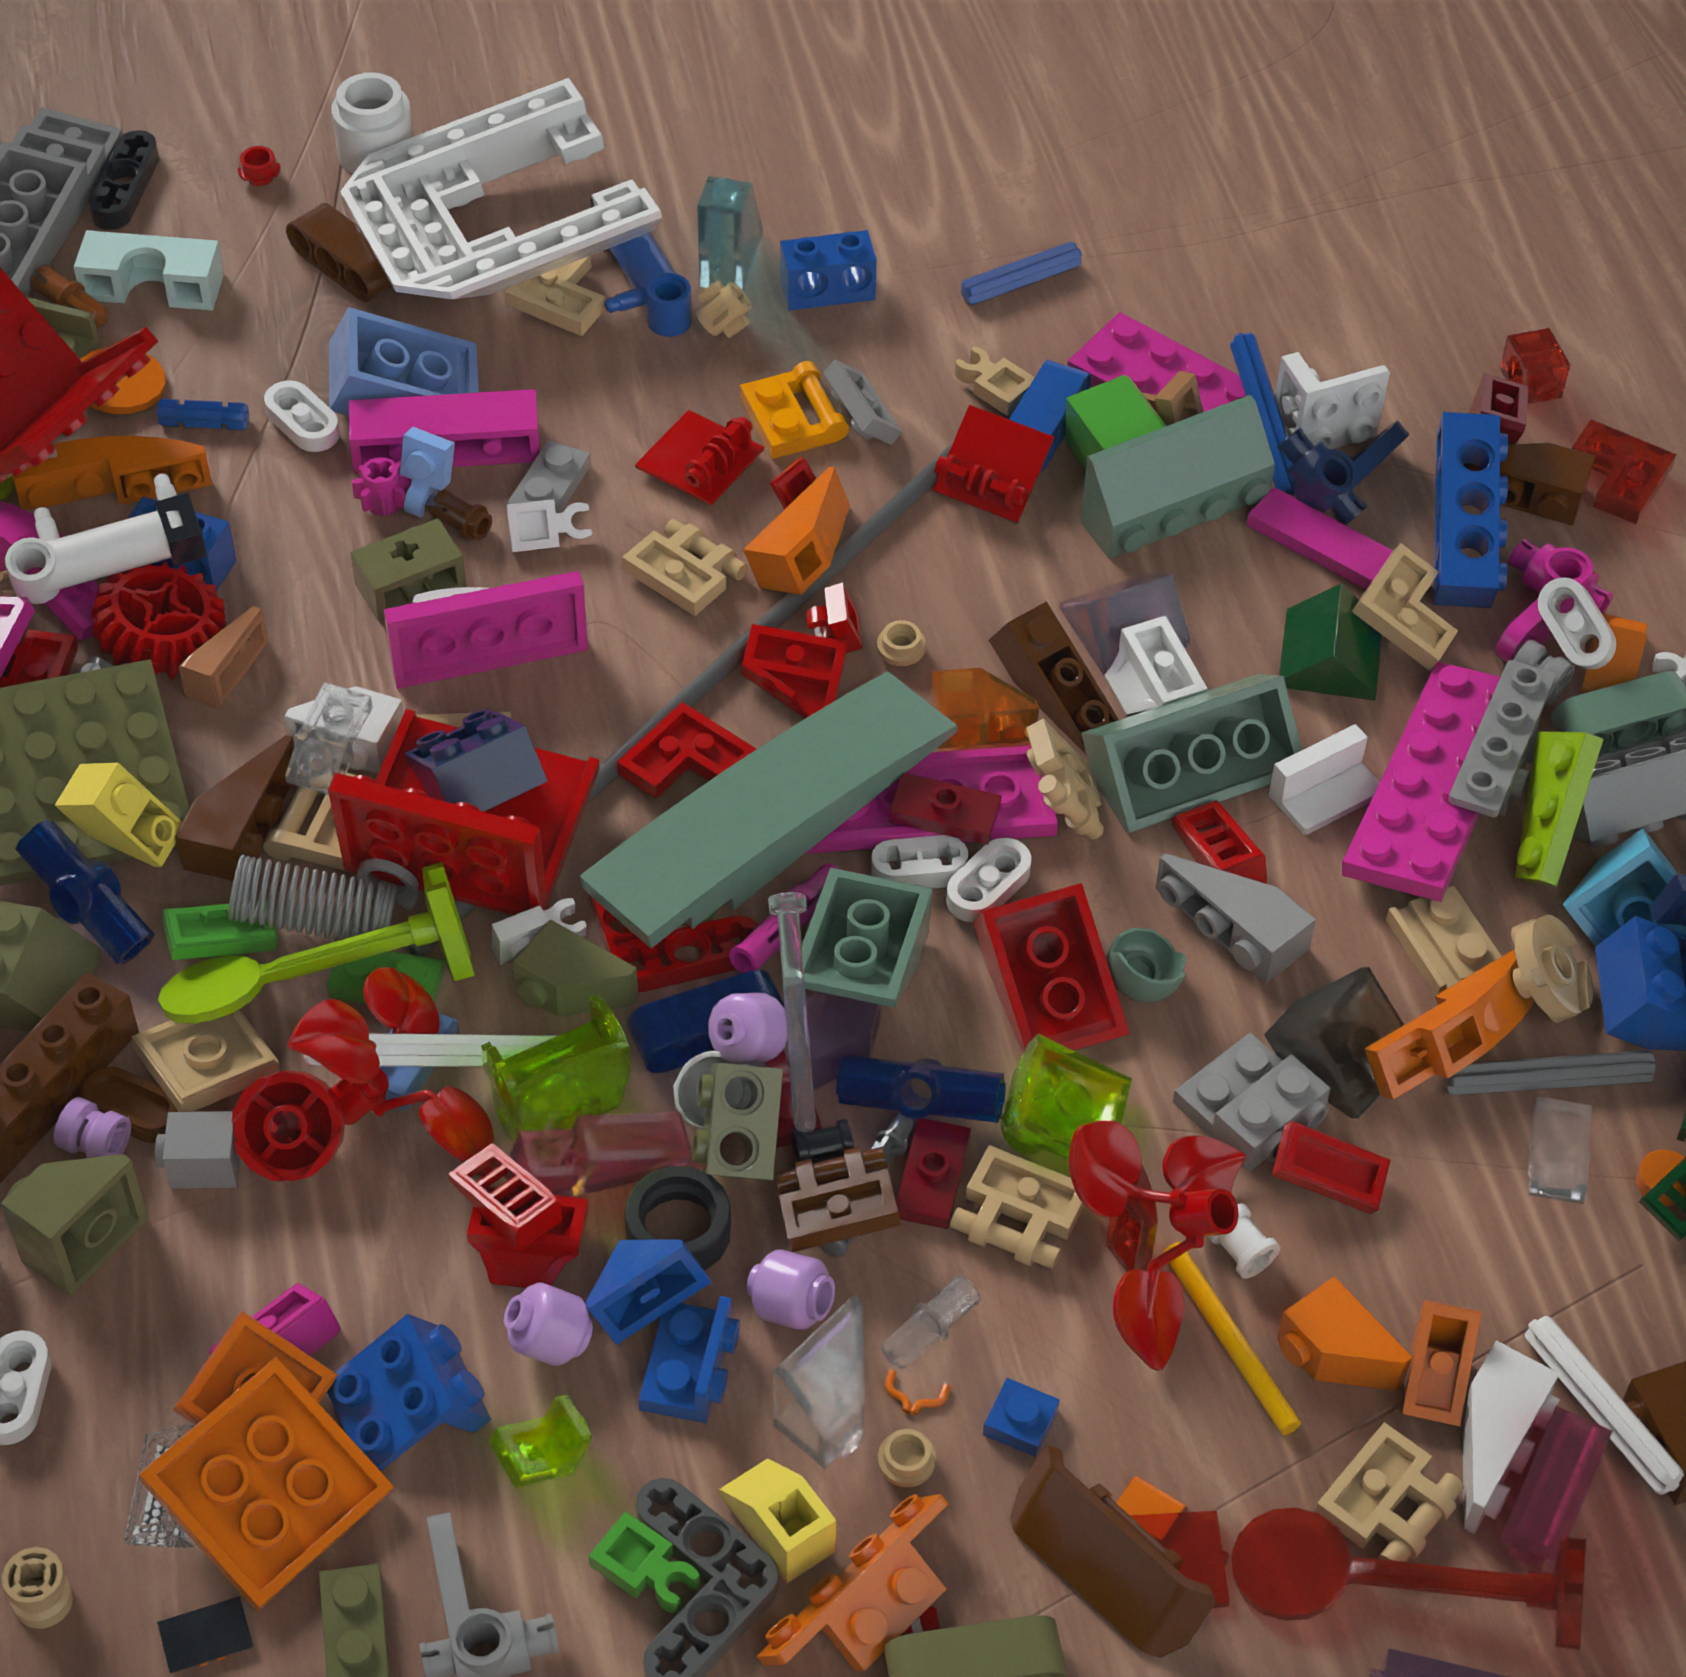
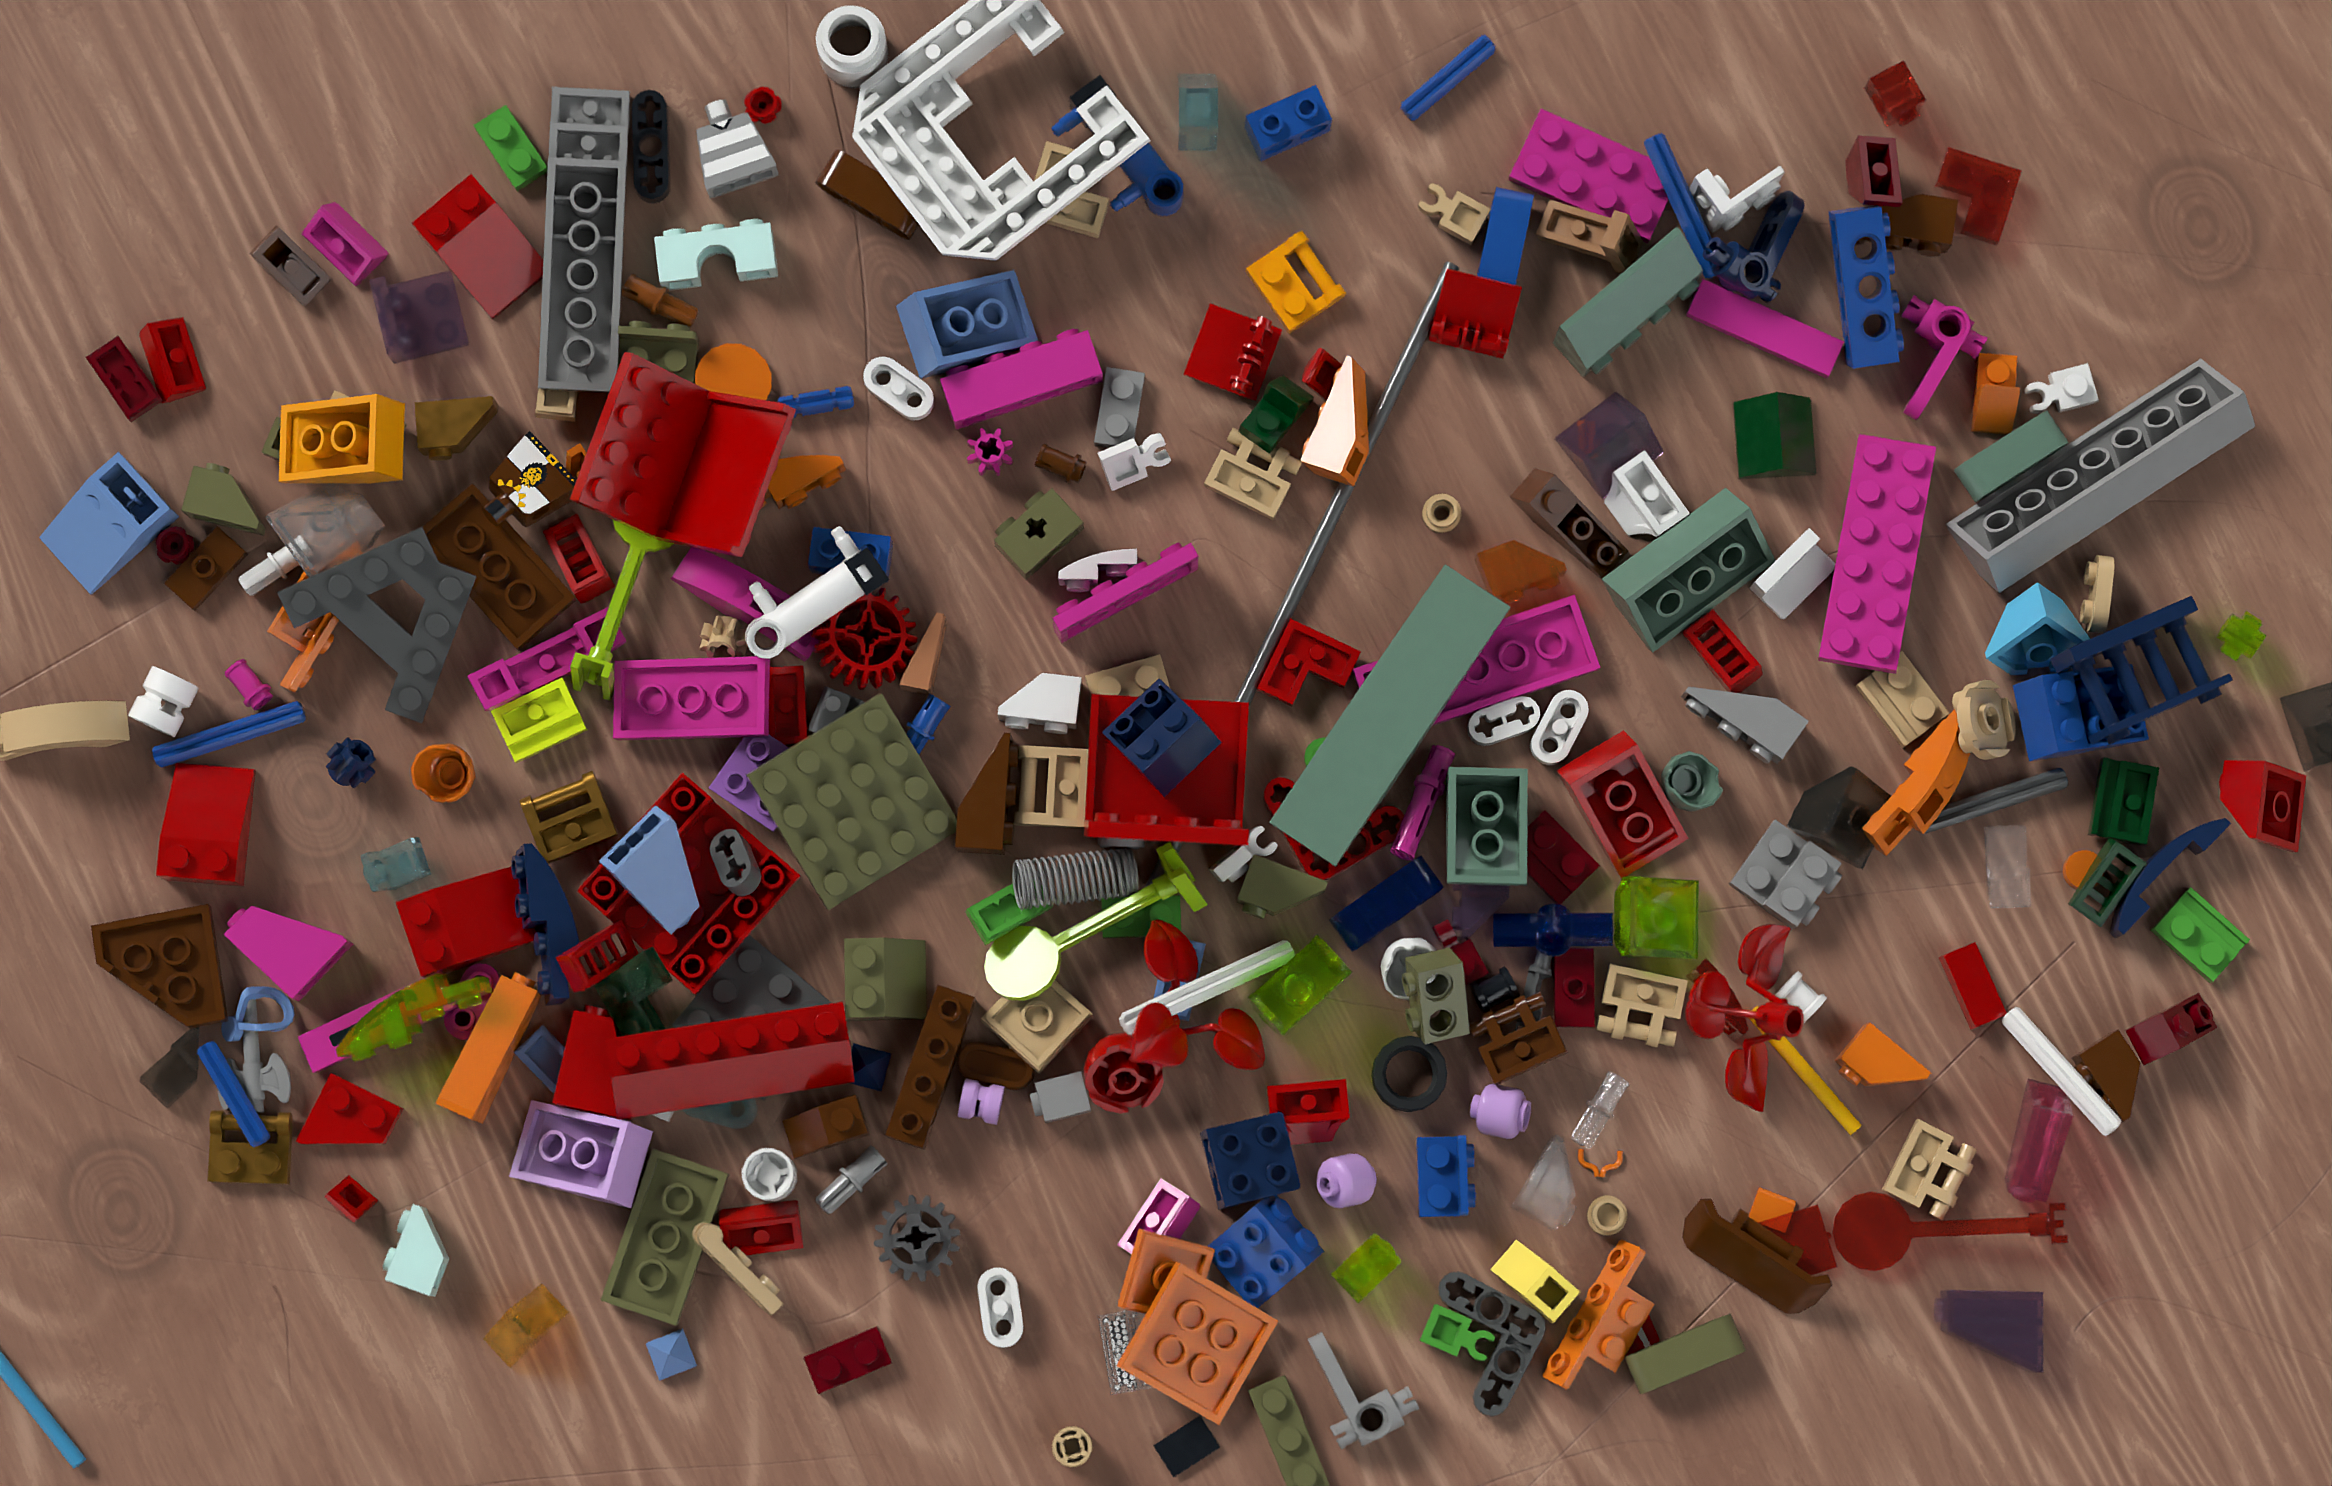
camera: 15 degrees left, 30 degrees up
(74, 1216) = (998, 1183): olive slope -> none
(85, 891) = (905, 909): clear blue piece -> none
(119, 812) = (911, 842): light yellow slope -> none
(199, 721) = (926, 722): none -> blue axle
(205, 194) = (732, 151): none -> light grey torso
(328, 737) = (1040, 732): clear slope -> none
(423, 1266) = (1250, 1160): none -> dark blue bracket
(428, 463) = (1025, 436): light blue plate -> none
(516, 1230) = (1318, 1112): red slope -> none
(603, 1151) = (1340, 1032): clear pink slope -> none
(643, 1284) = (1400, 1135): blue slope -> none
(723, 309) = (1212, 190): tan gear -> none
(731, 510) = (1275, 413): none -> dark green slope
(748, 1028) = (1425, 923): lavender head -> none
(787, 908) = (1437, 837): clear bar -> none
(795, 667) = (1369, 562): red wing -> none
(837, 619) = (1388, 505): red tile -> none
(862, 401) = (1352, 266): light grey plate -> none
(944, 1020) = (1556, 859): none -> dark red plate
(945, 808) = (1516, 679): dark red plate -> none
(1021, 1417) = (1675, 1165): blue plate -> none
(1068, 781) = (1601, 627): tan plate -> none
(1107, 417) = (1570, 265): bright green slope -> none
(1331, 1167) = (1852, 925): red tile -> none
(1396, 612) = (1820, 396): tan plate -> none
(1441, 1362) = (1950, 1068): orange slope -> none
(1488, 1281) = (1972, 985): none -> red slope
(1497, 1418) = (1993, 1098): white slope -> none
(1503, 742) = (1922, 518): light grey bracket -> none
(1536, 655) = (1949, 433): light grey wheel -> none
(1554, 801) = (1970, 570): lime wing -> none
(1578, 625) = (1962, 393): white plate -> none

